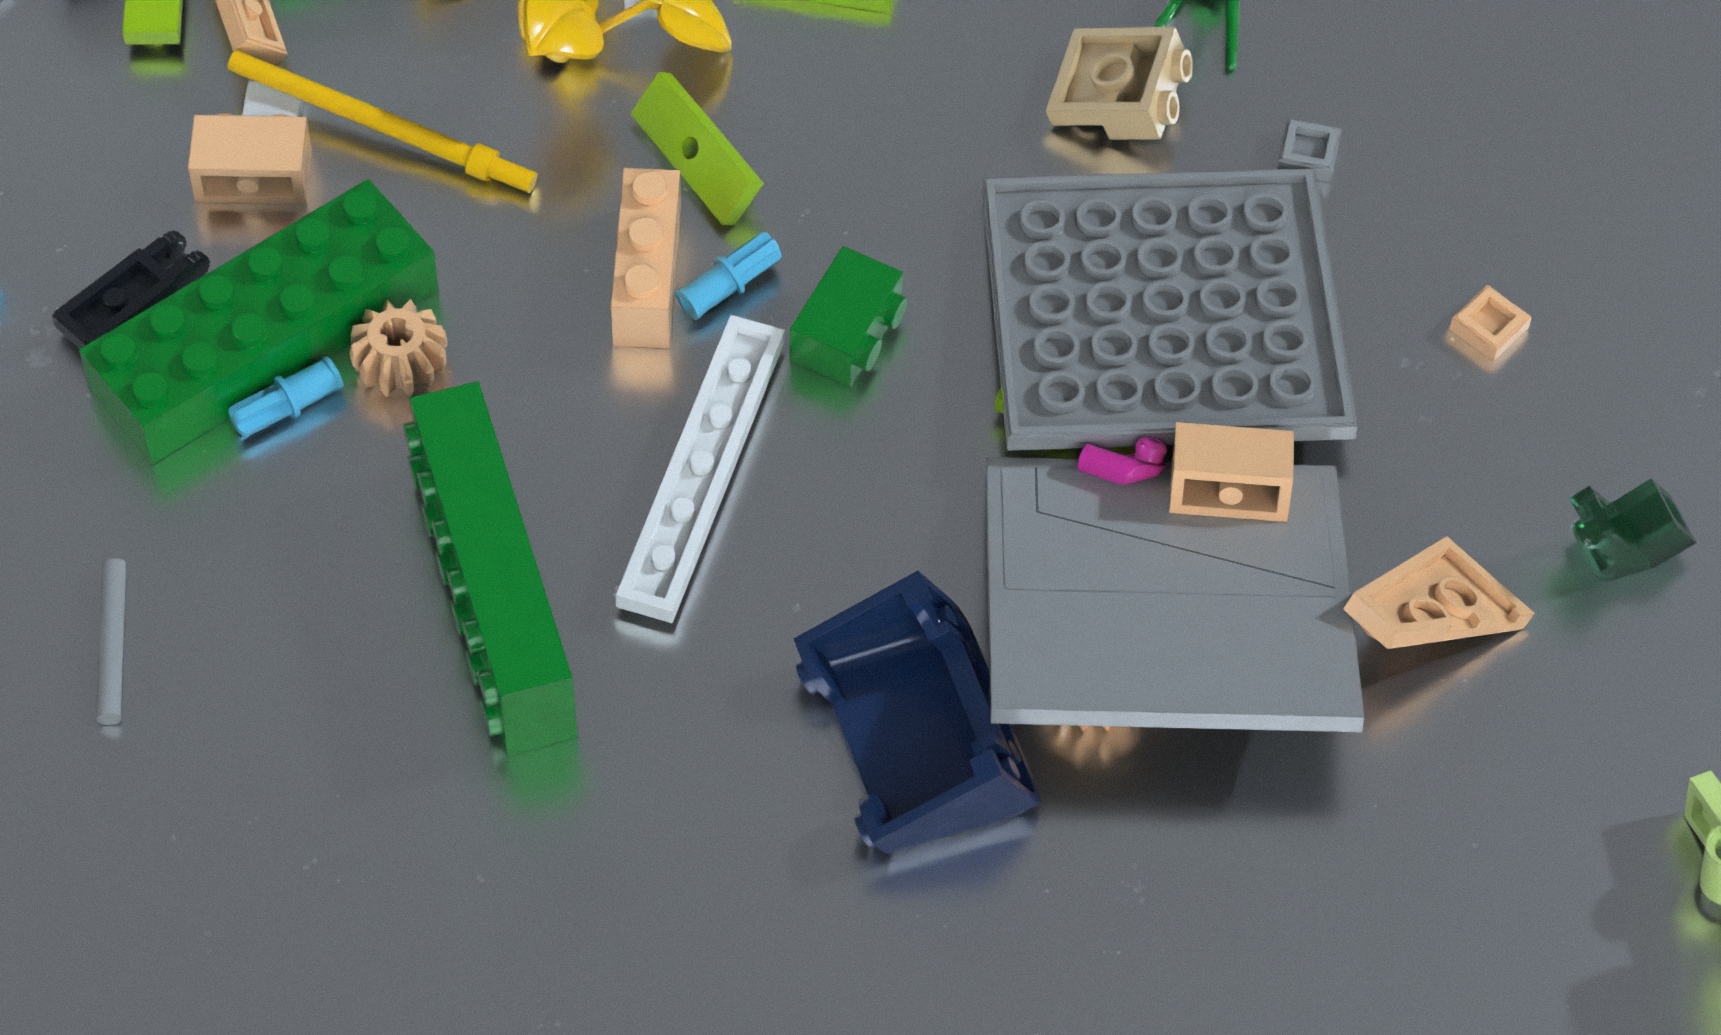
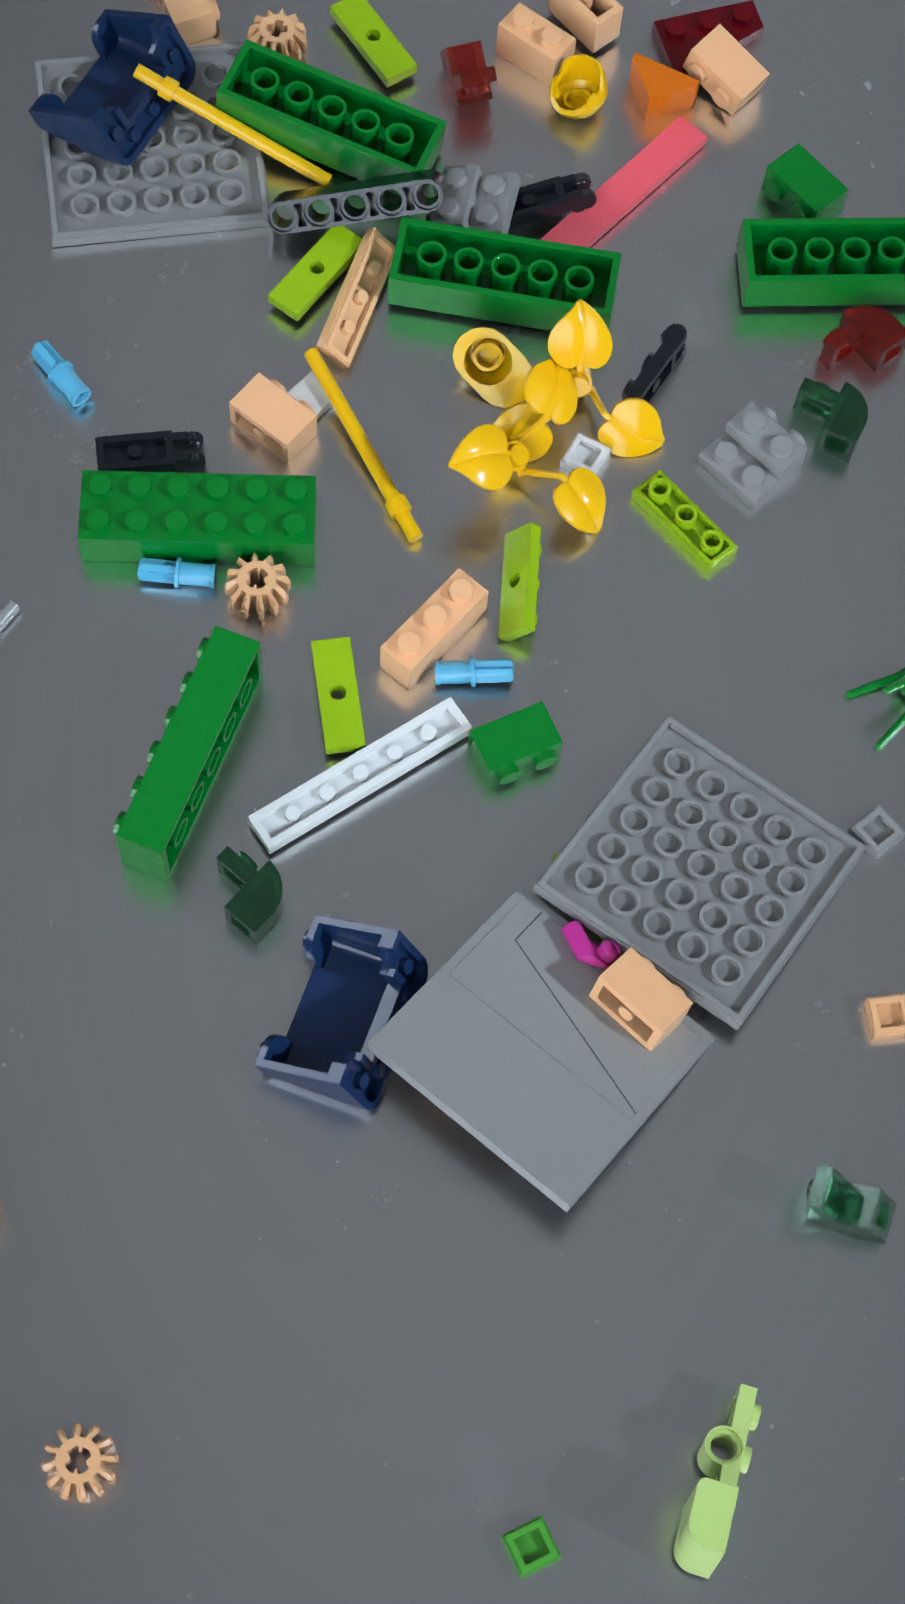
camera: 35 degrees right, 10 degrees up
(598, 401) = (336, 676): none -> lime tile
(704, 664) = (260, 899): none -> clear green brick
(1121, 81) = (798, 712): tan plate -> none
(1436, 599) = (692, 1162): light nougat wing -> none

